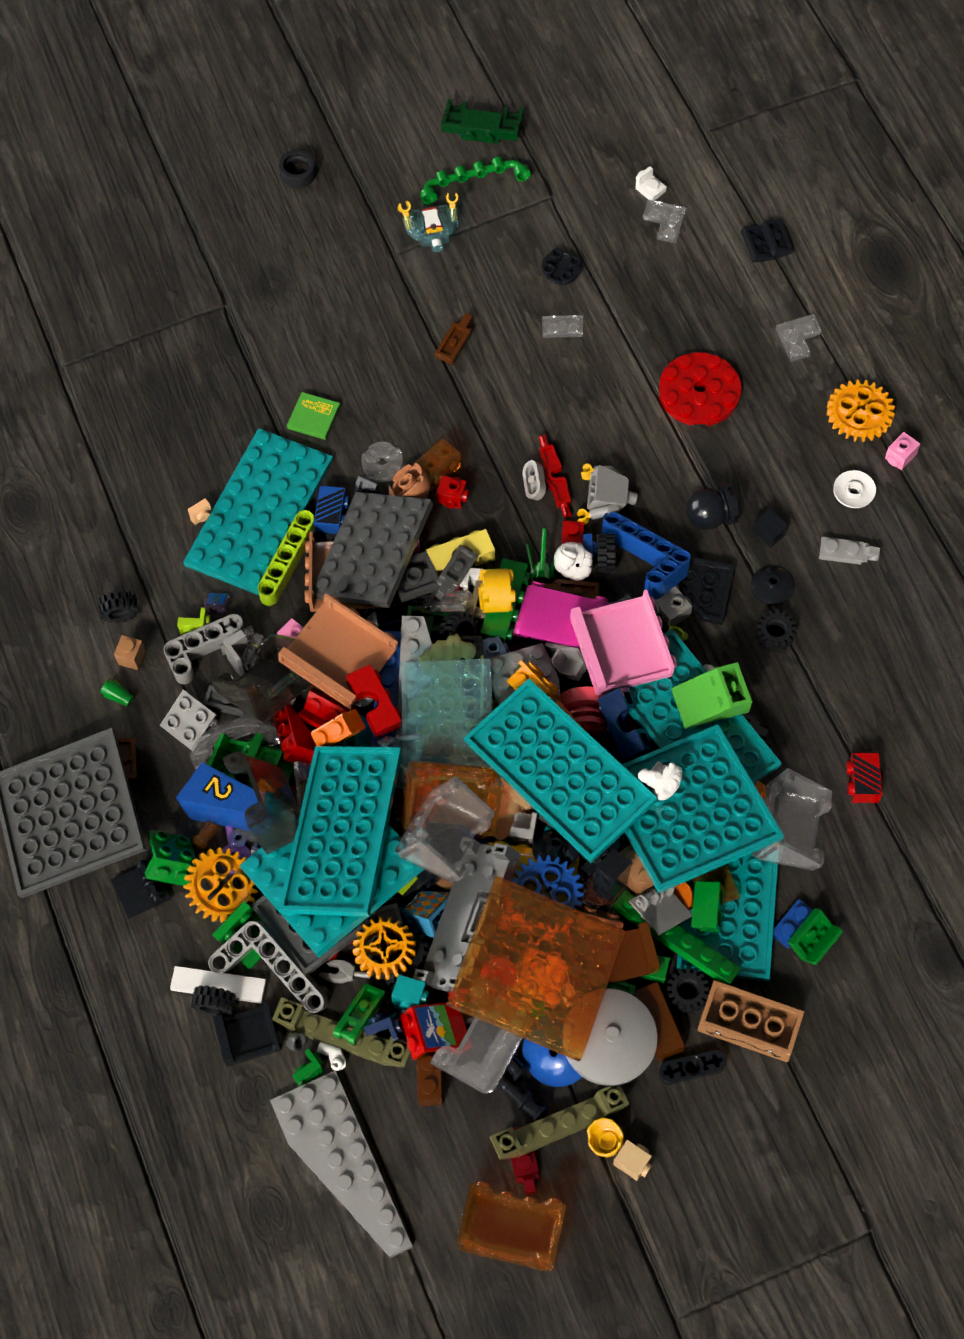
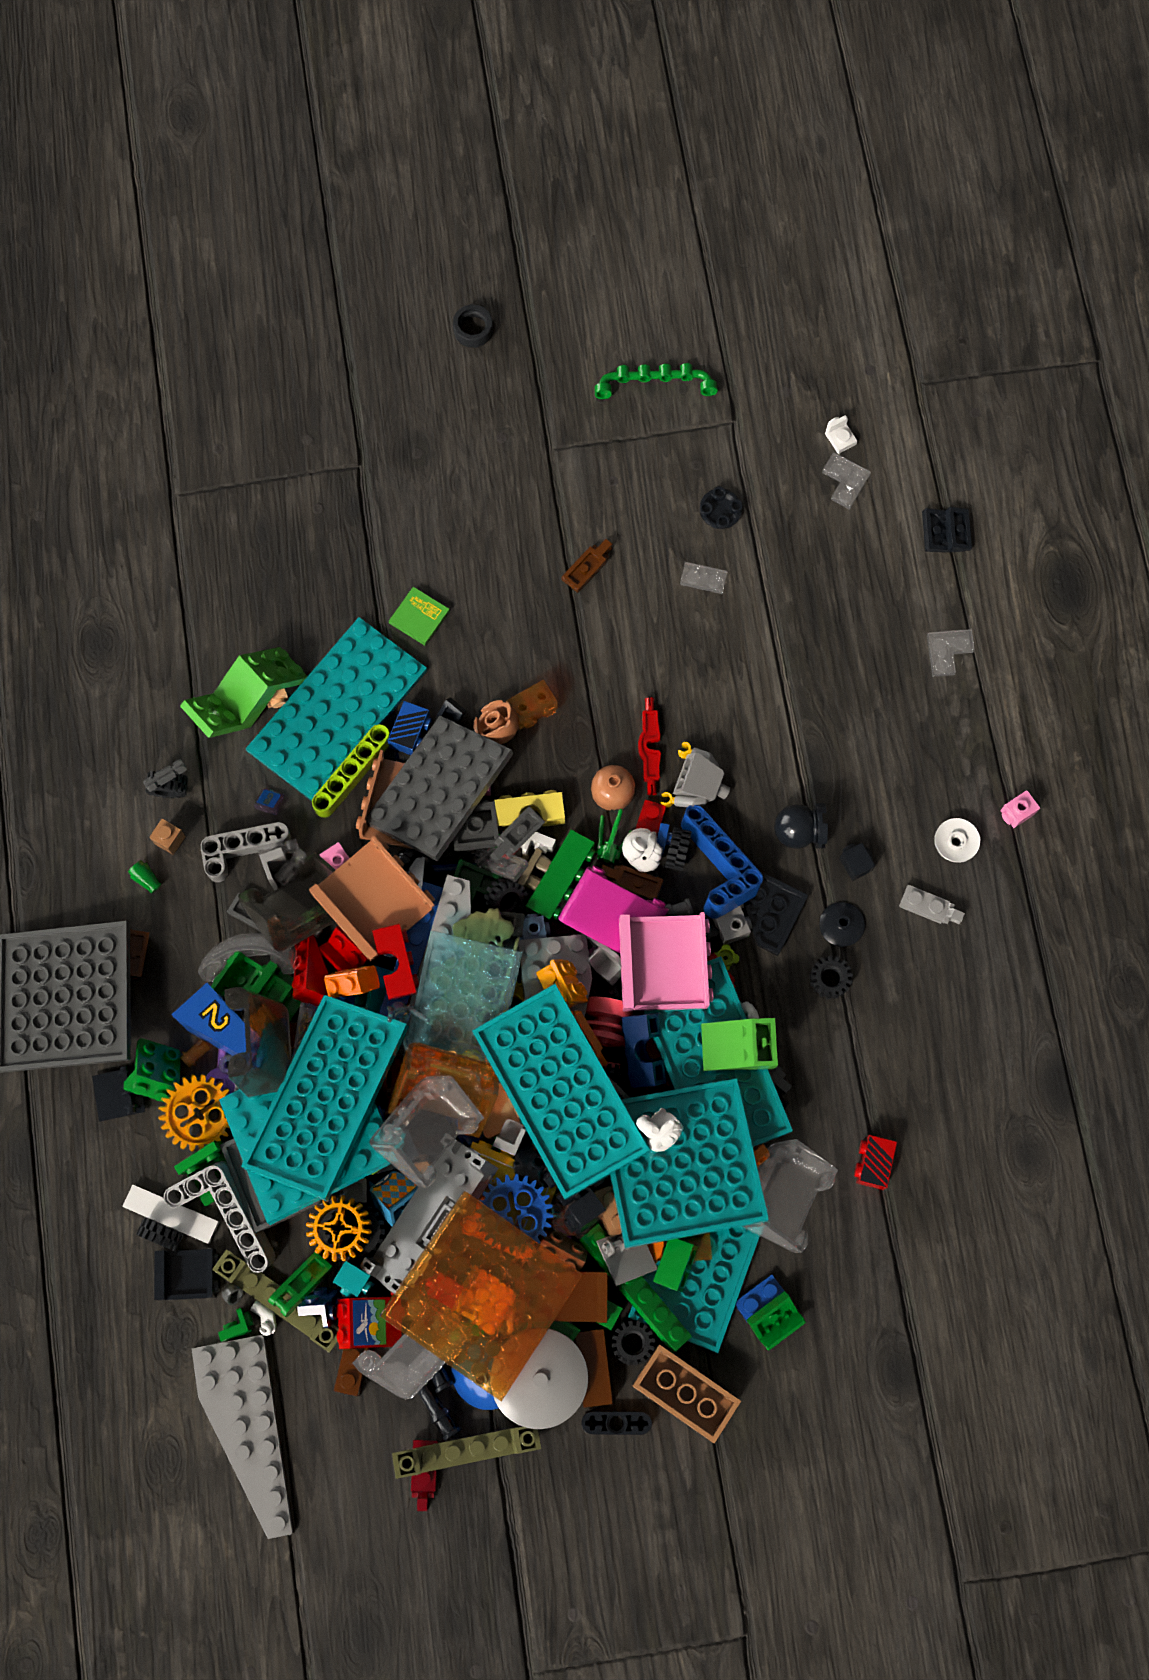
camera: 10 degrees right, 10 degrees up
(116, 593) = (164, 775): none -> dark grey axle
(170, 509) = (244, 692): none -> bright green bracket
(187, 625) = (235, 823): lime bracket -> none
(188, 719) = (208, 924): light grey hinge -> none
(346, 973) = (298, 1235): light grey hand -> none
(379, 451) = (467, 678): clear plate -> none
(431, 225) = (597, 427): clear light blue torso -> none
(452, 492) = (538, 740): red brick -> none
(481, 125) = (680, 322): dark green bracket -> none
(496, 590) = (551, 869): yellow brick -> none
(511, 1227) = (392, 1543): clear orange windscreen -> none
(530, 517) = (613, 787): none -> nougat cylinder
(534, 480) = (627, 747): light grey plate -> none
(605, 1137) = (509, 1475): yellow hair -> none
(633, 1160) = (531, 1505): tan brick -> none
(694, 407) = (828, 706): red plate -> none
(860, 410) = (981, 734): light orange gear -> none

